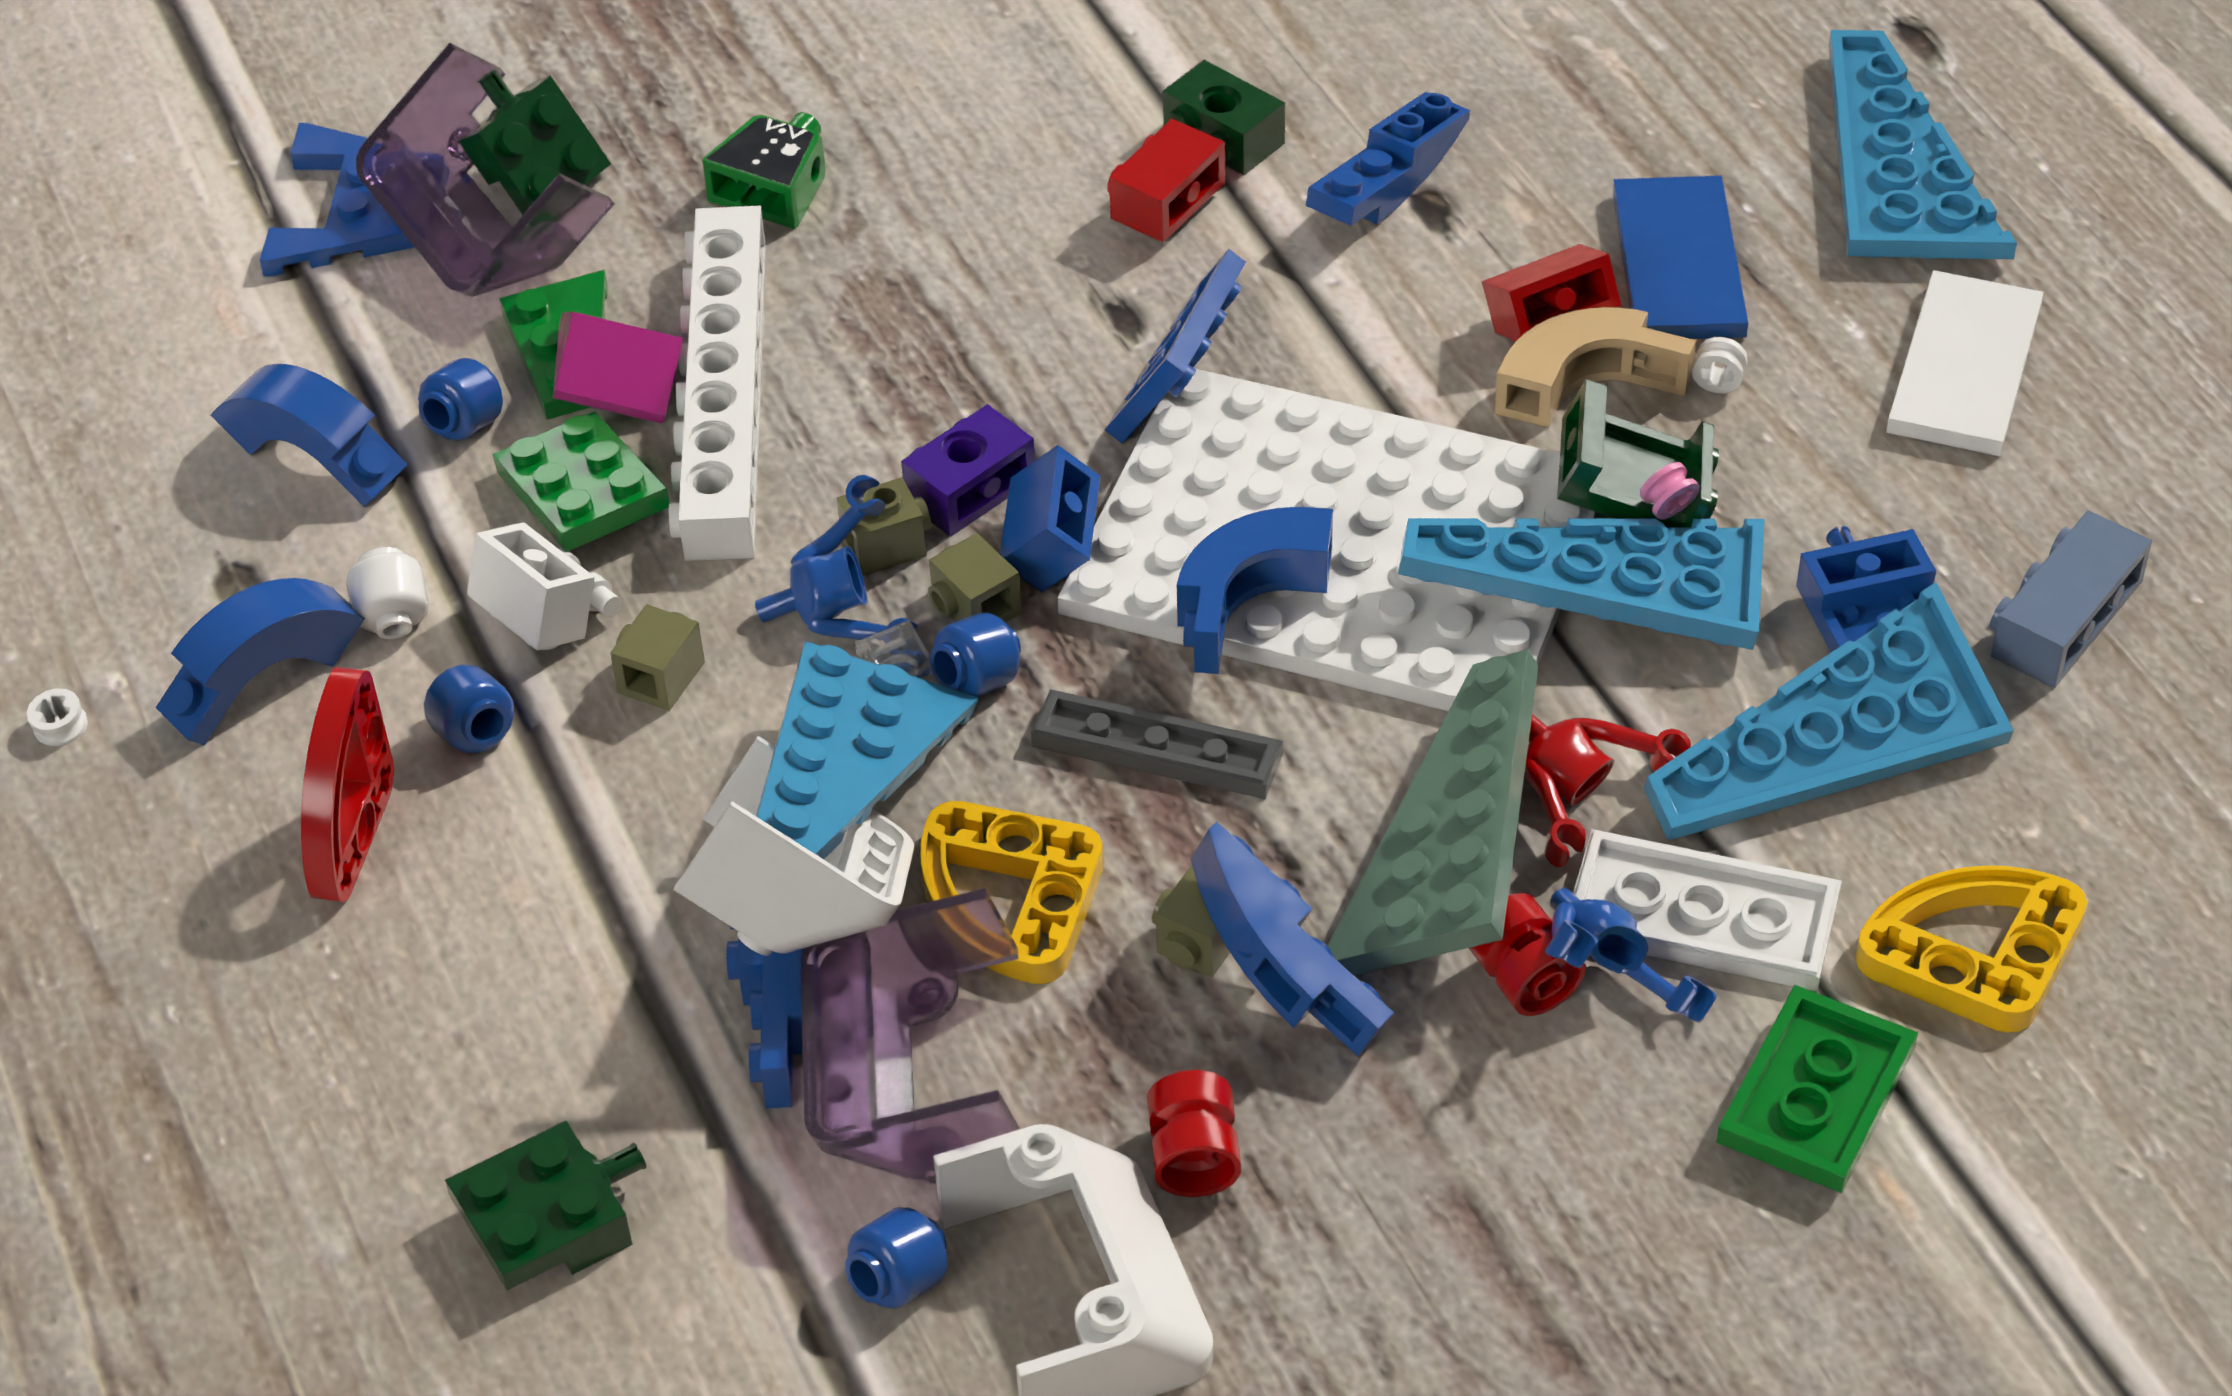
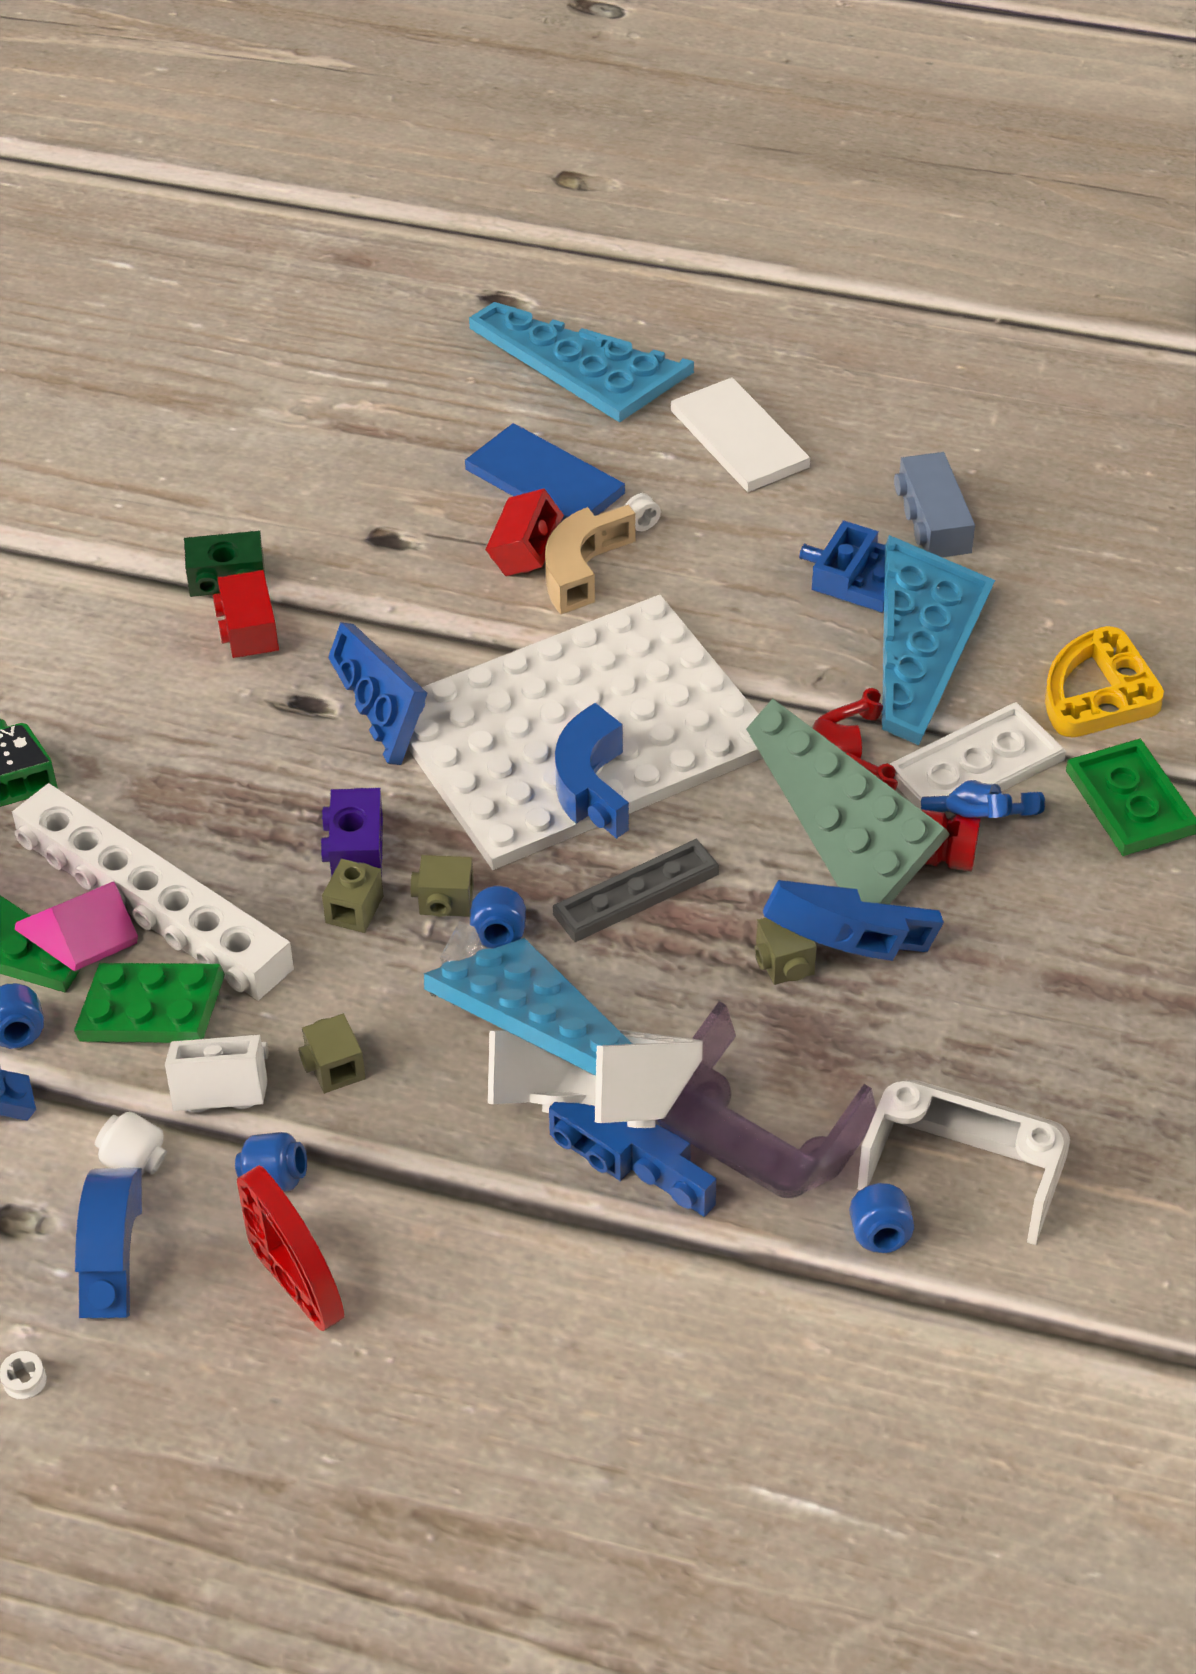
camera: 50 degrees left, 0 degrees up
(545, 1205) = (684, 1353): dark green plate -> none
(830, 581) = (375, 942): blue piece -> none
(1049, 875) = (676, 988): yellow beam -> none
(1050, 518) = (440, 820): blue brick -> none
(1193, 1133) = (929, 1043): red wheel -> none
(1394, 164) = (345, 524): blue slope -> none
(1611, 459) = (681, 587): panel -> none
(1620, 570) = (735, 638): dark azure wing -> none
(1669, 490) = (718, 581): bright pink bush -> none

